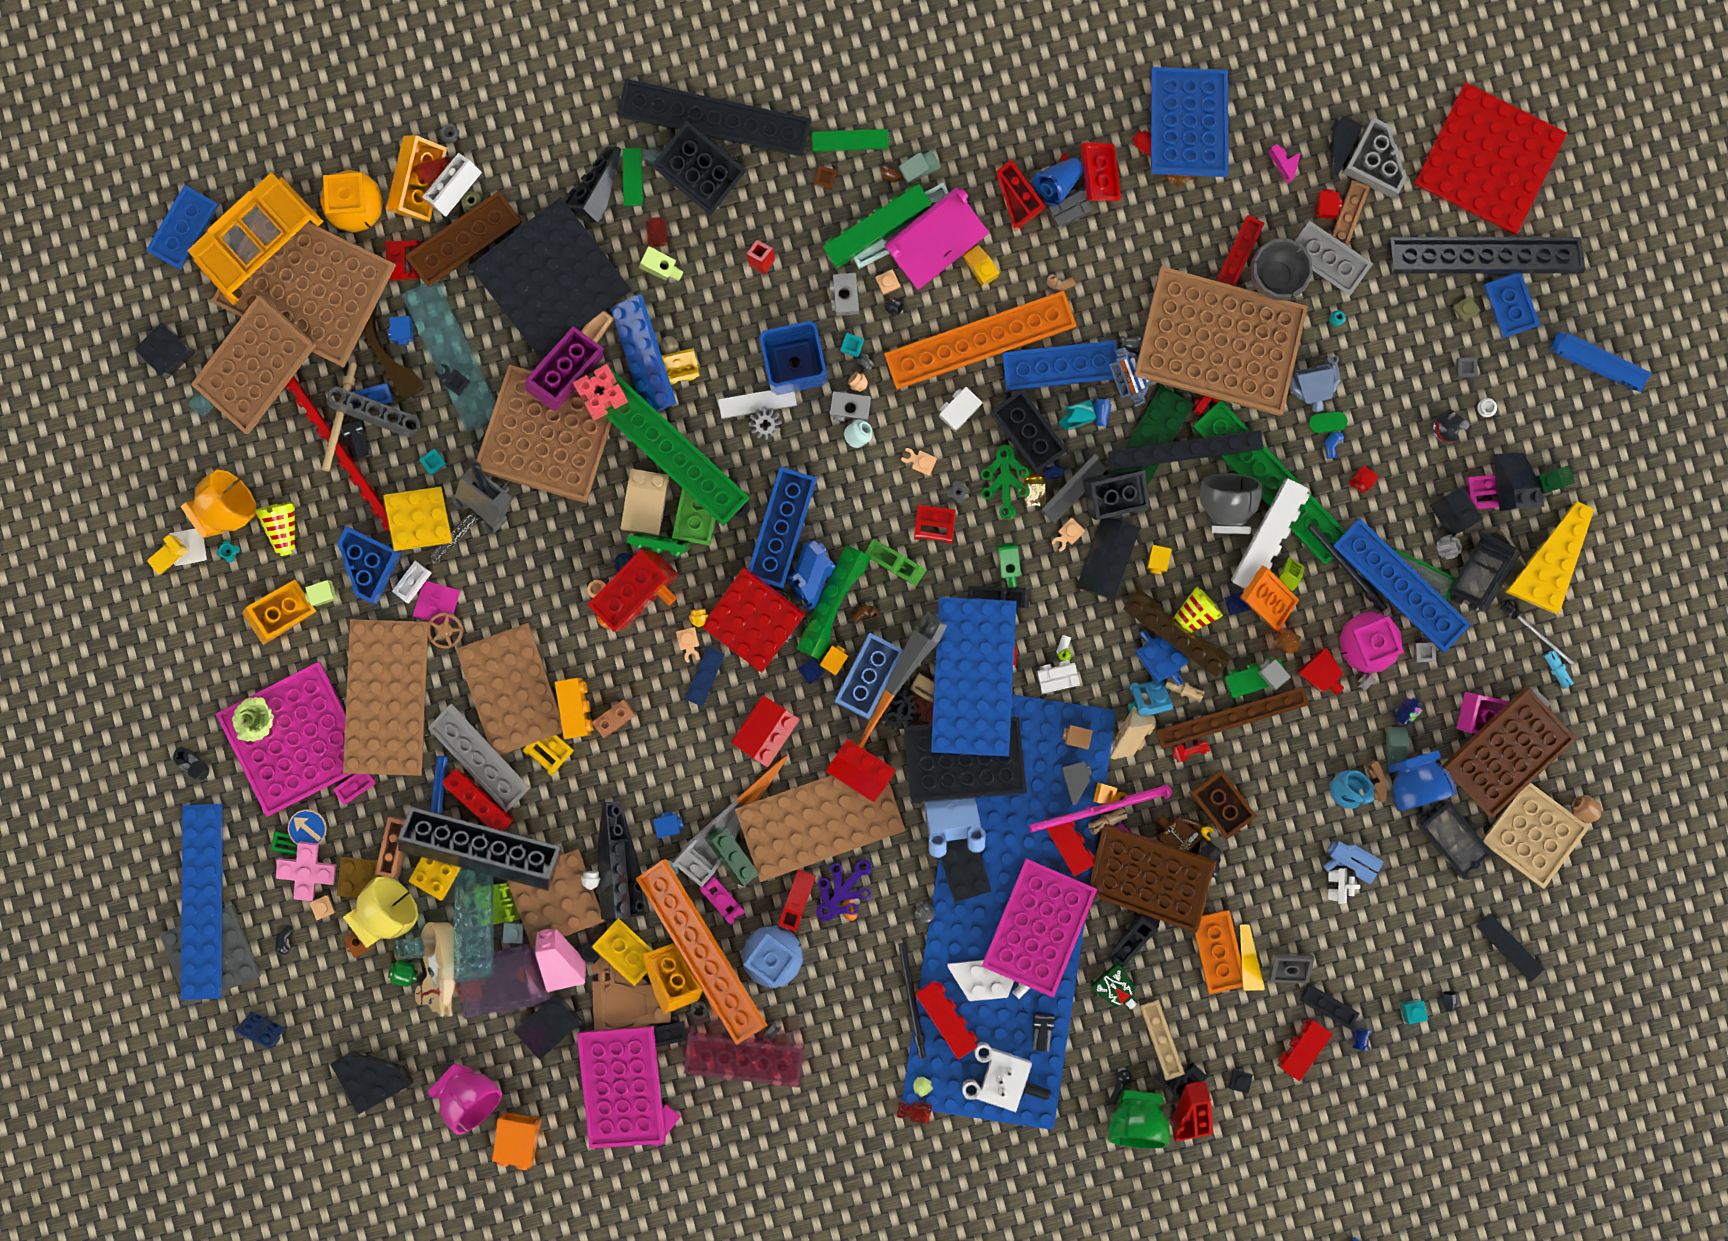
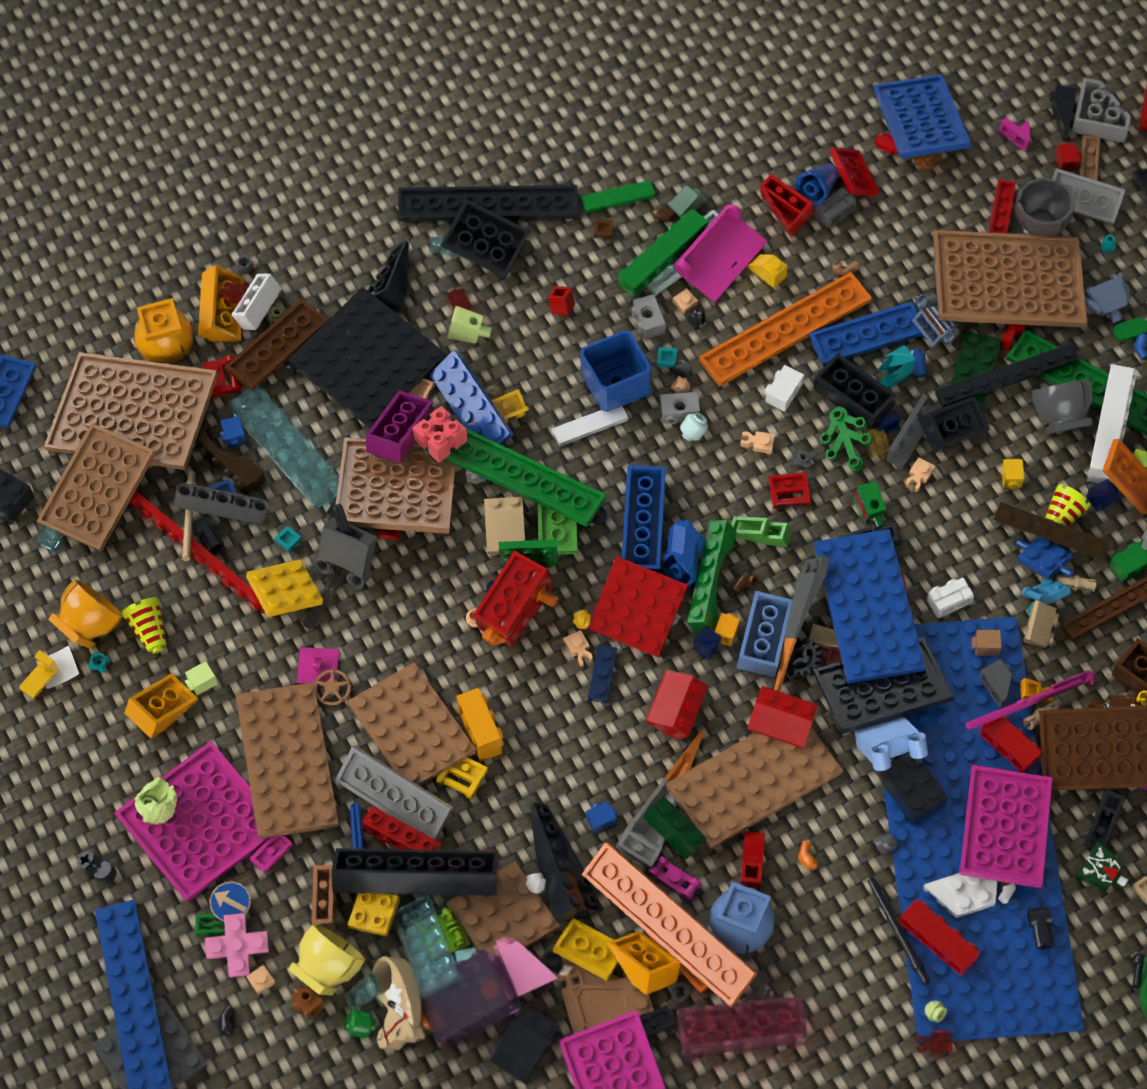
camera: 10 degrees left, 25 degrees down
(251, 233) = (71, 379): light orange piece -> none
(355, 875) = (286, 940): pearl gold plate -> none
(367, 563) = (243, 638): blue brick -> none
(411, 582) = (289, 649): white plate -> none
(454, 381) = (294, 461): black plate -> none
(614, 718) = (522, 728): nougat brick -> none
(632, 177) = (424, 265): green tile -> none
(770, 426) = (609, 440): light grey gear -> none
(842, 892) = (797, 842): dark purple plant -> none
(1004, 1080) = (1016, 984): white piece -> none
(1063, 651) = (946, 572): arm -> none
(1108, 558) = (964, 483): black slope -> none
(1180, 752) = (1093, 640): red bar -> none

